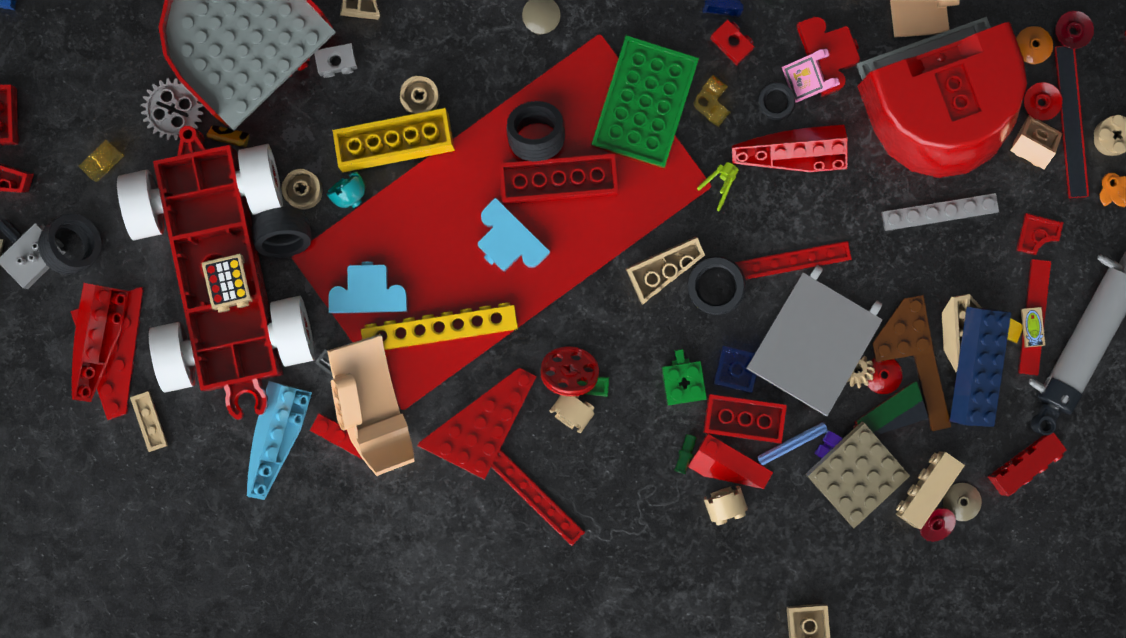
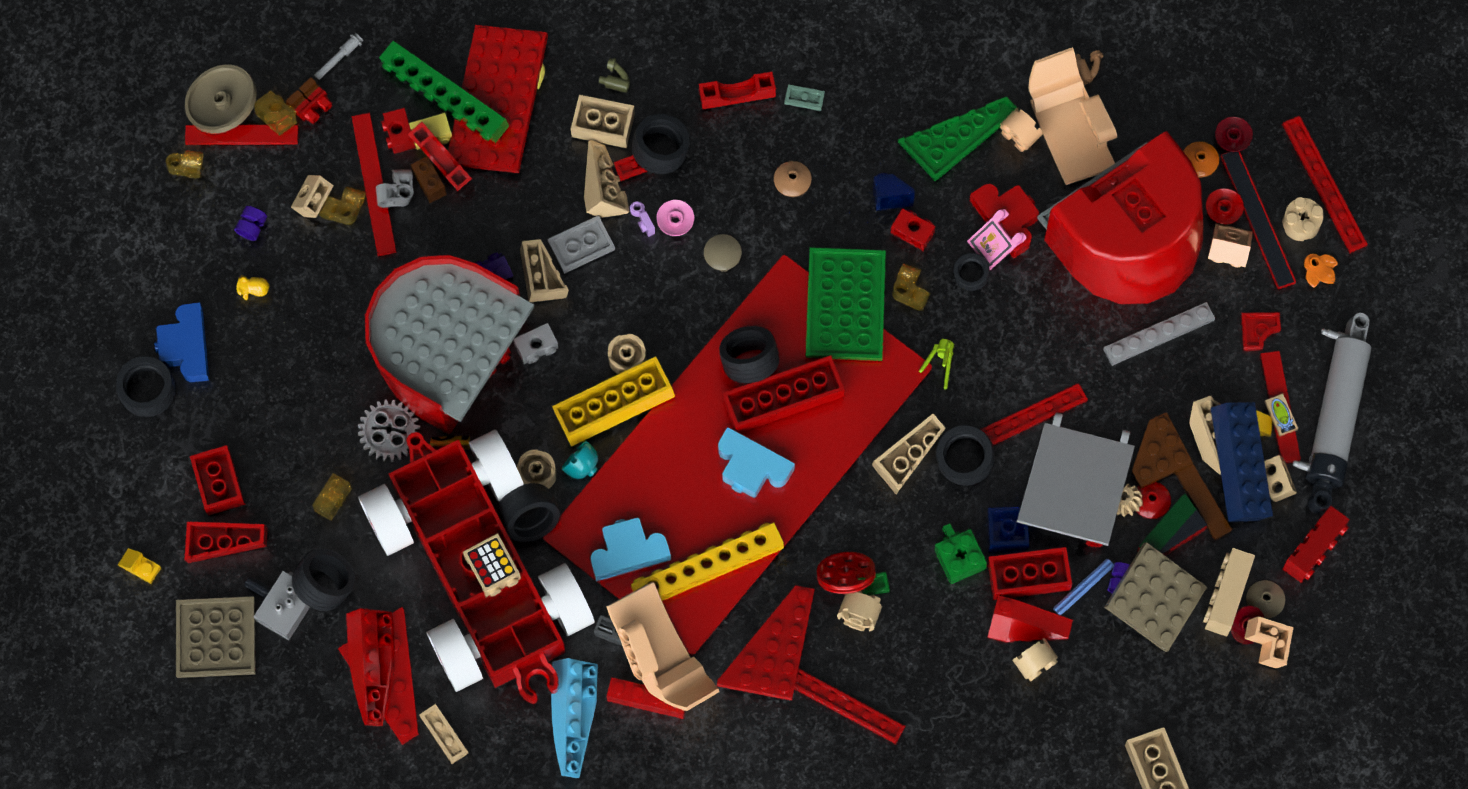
camera: 15 degrees left, 15 degrees down
(685, 454) = (982, 624): dark green pin -> none
(796, 150) = (1004, 311): red wedge -> none
(958, 548) = (1274, 640): none -> light nougat brick
(1014, 389) = (1281, 476): none -> tan brick

